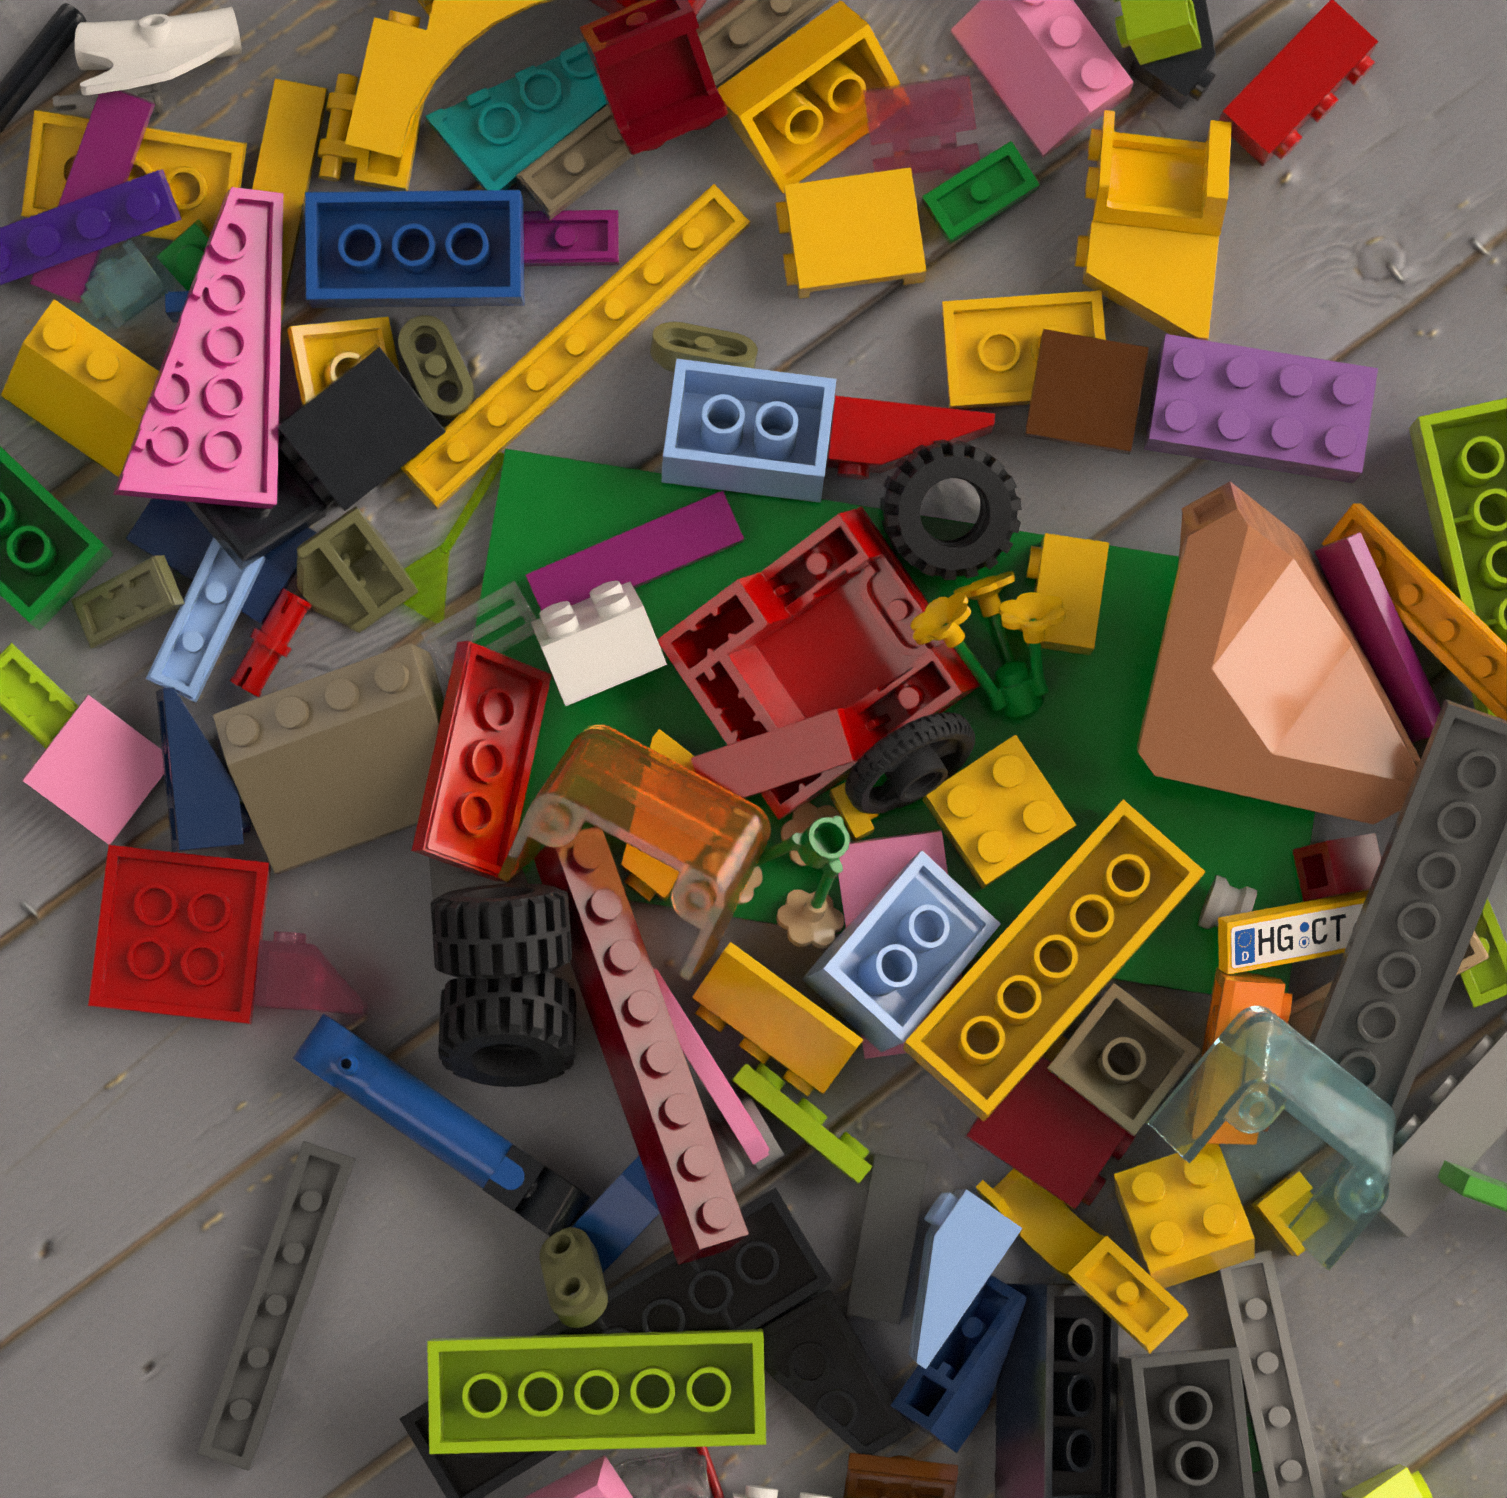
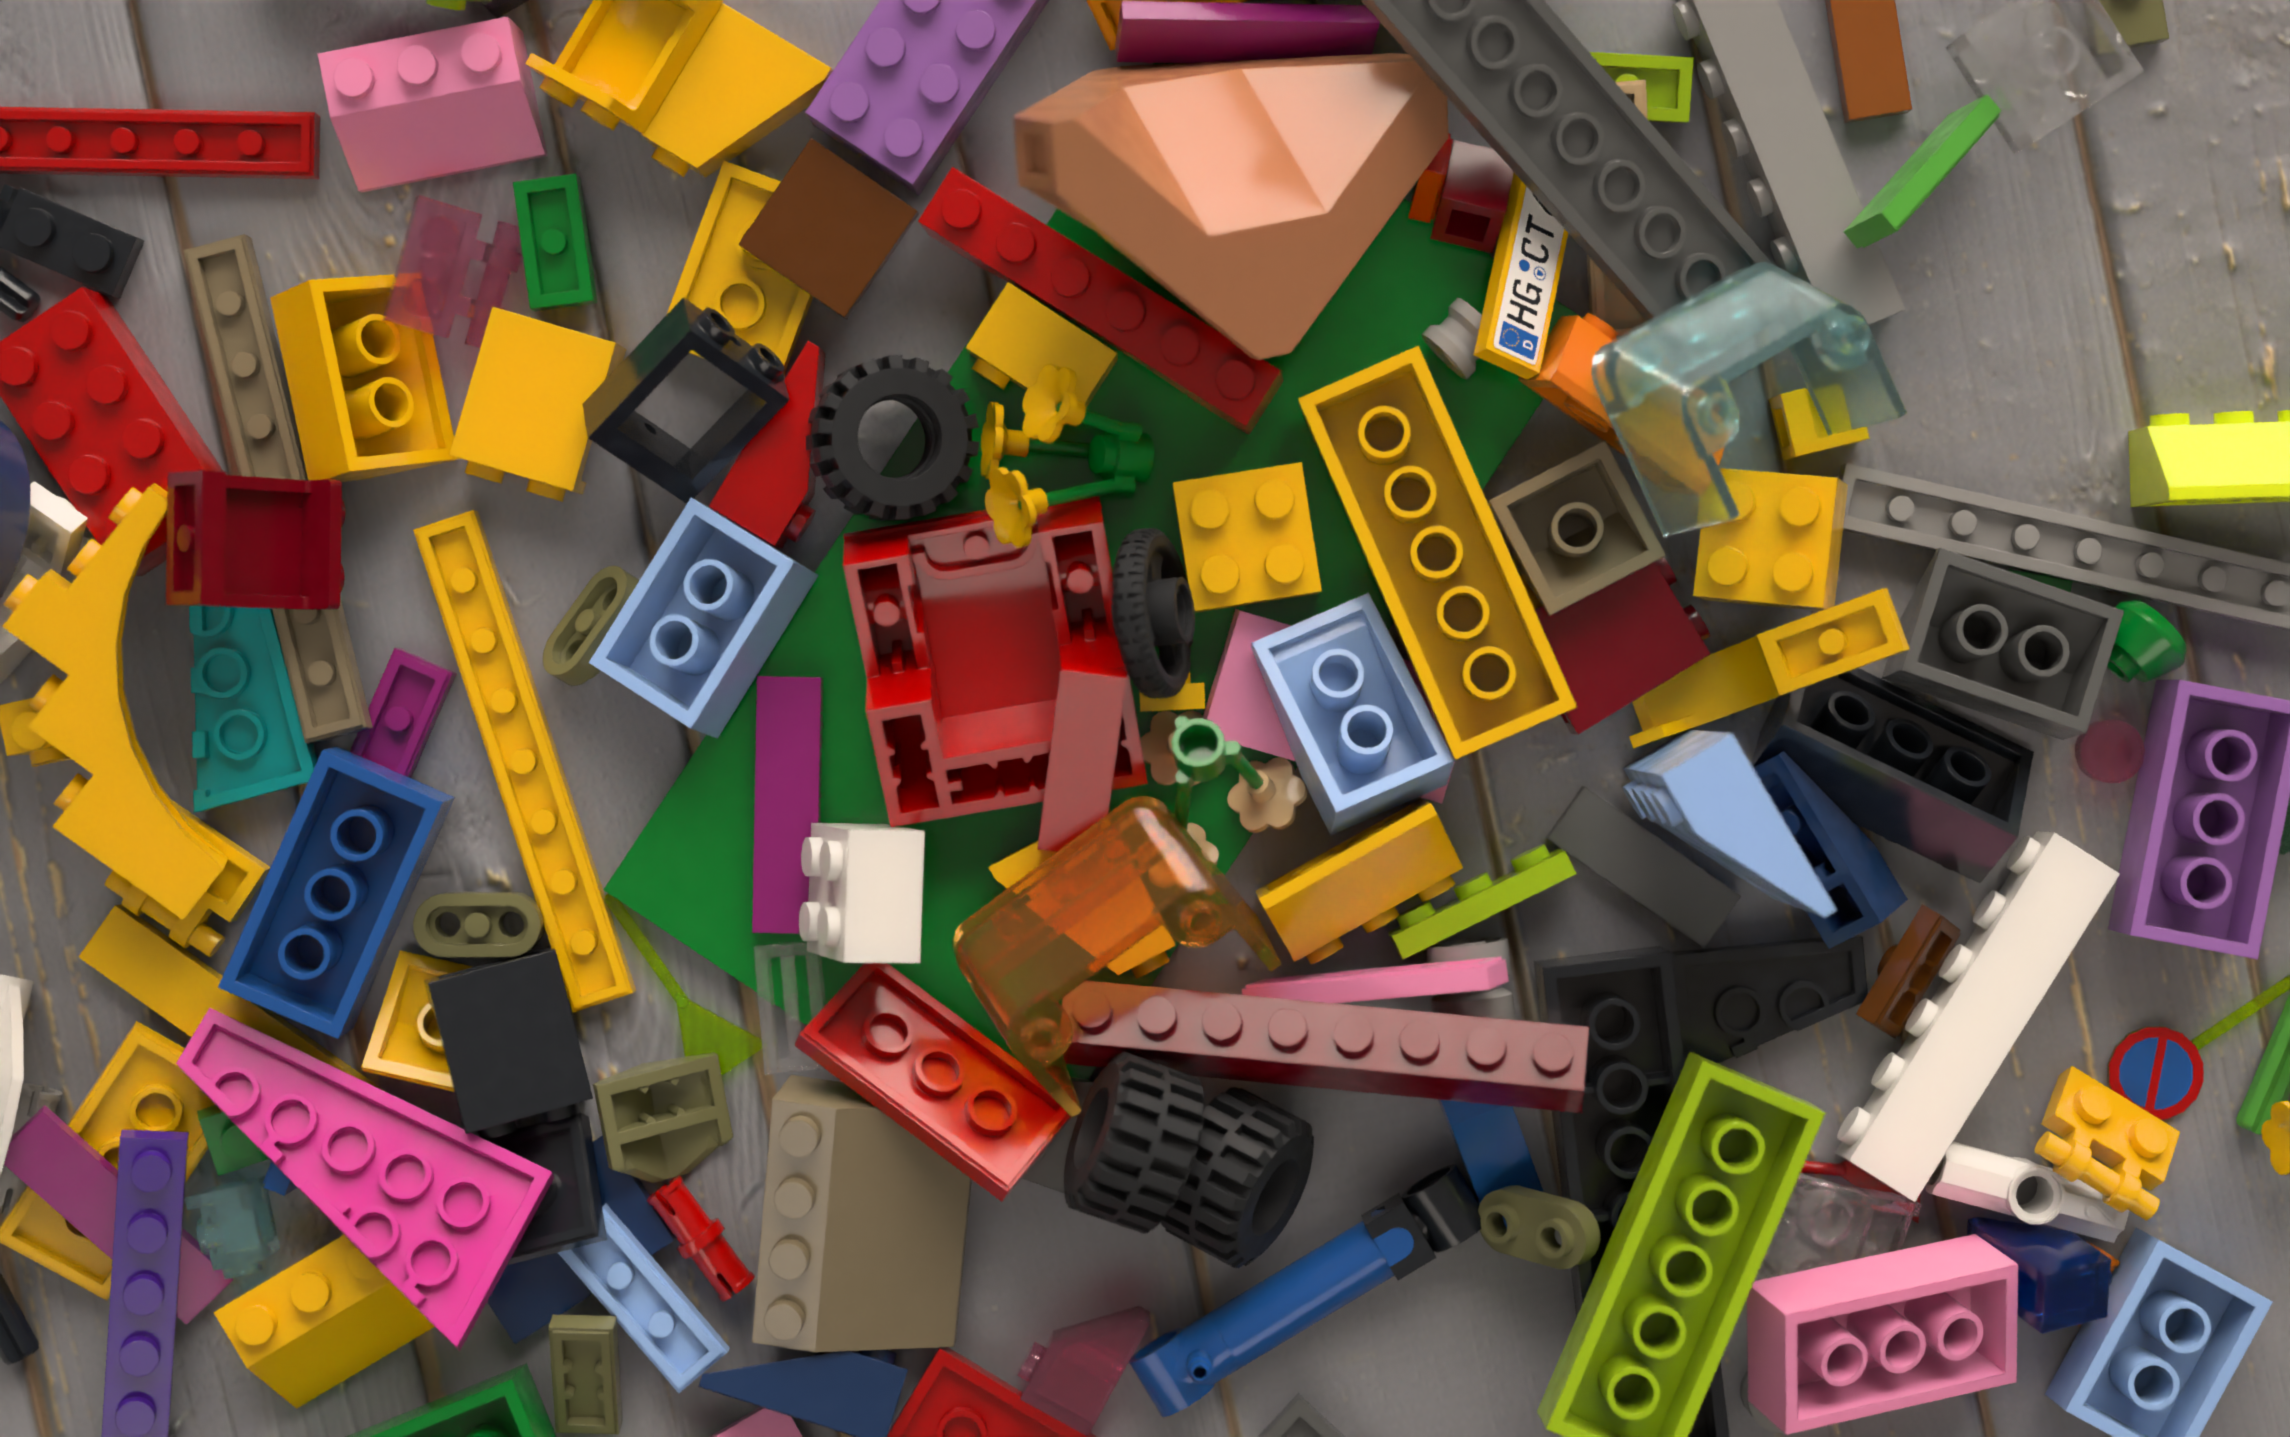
camera: 70 degrees left, 5 degrees up
(858, 331) = (652, 451): none -> black window
(1128, 621) = (1101, 299): none -> red arch
(1335, 829) = (1430, 185): none -> red tile

